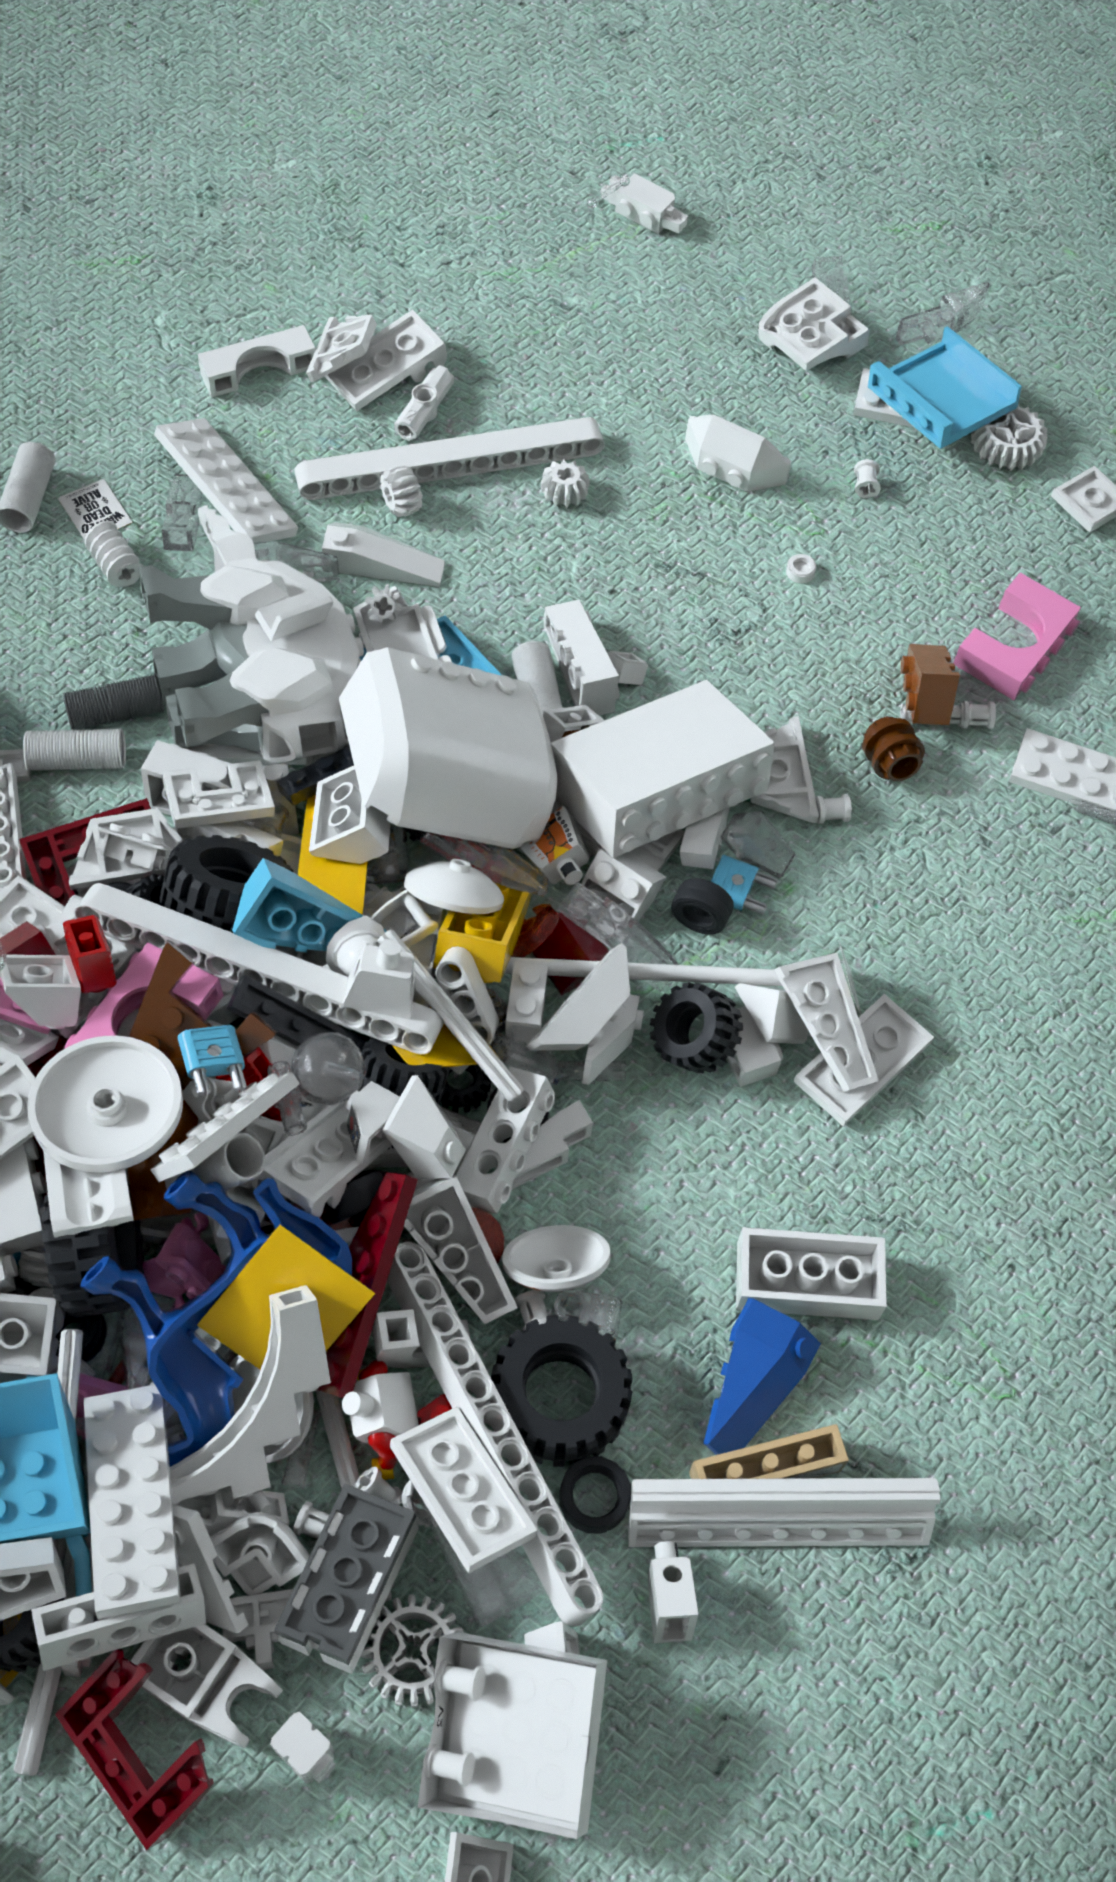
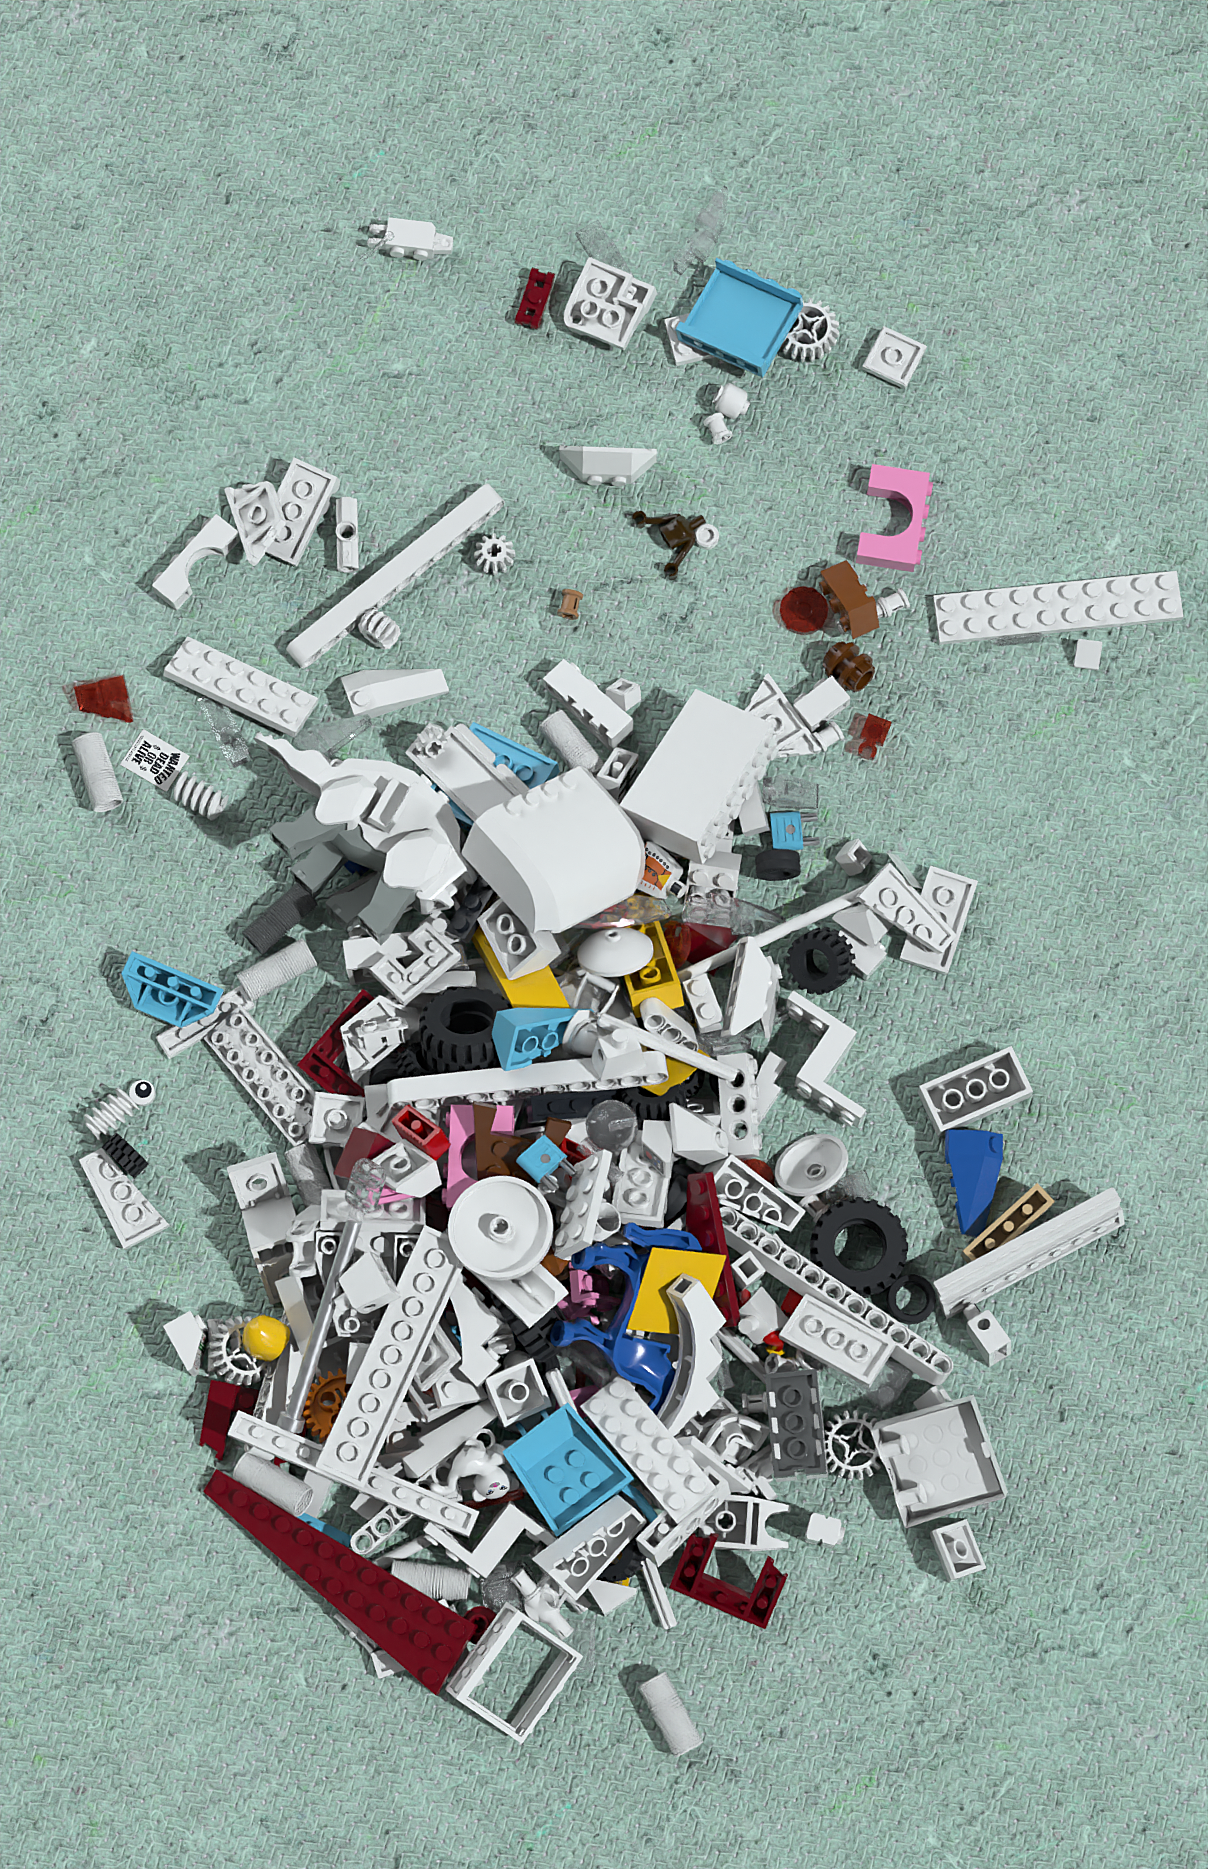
camera: 20 degrees left, 15 degrees up
(85, 432) = (105, 697): none -> clear red slope
(617, 561) = (570, 604): none -> medium nougat bush
(641, 1143) = (824, 1059): none -> white bracket
(740, 300) = (535, 298): none -> dark red plate
(768, 548) = (674, 533): none -> dark brown piece
(796, 945) = (853, 857): none -> white slope
(843, 772) = (821, 703): none -> white brick
(870, 680) = (803, 610): none -> clear red tile
(887, 829) = (874, 732): none -> clear red plate
(895, 460) = (731, 400): none -> white head

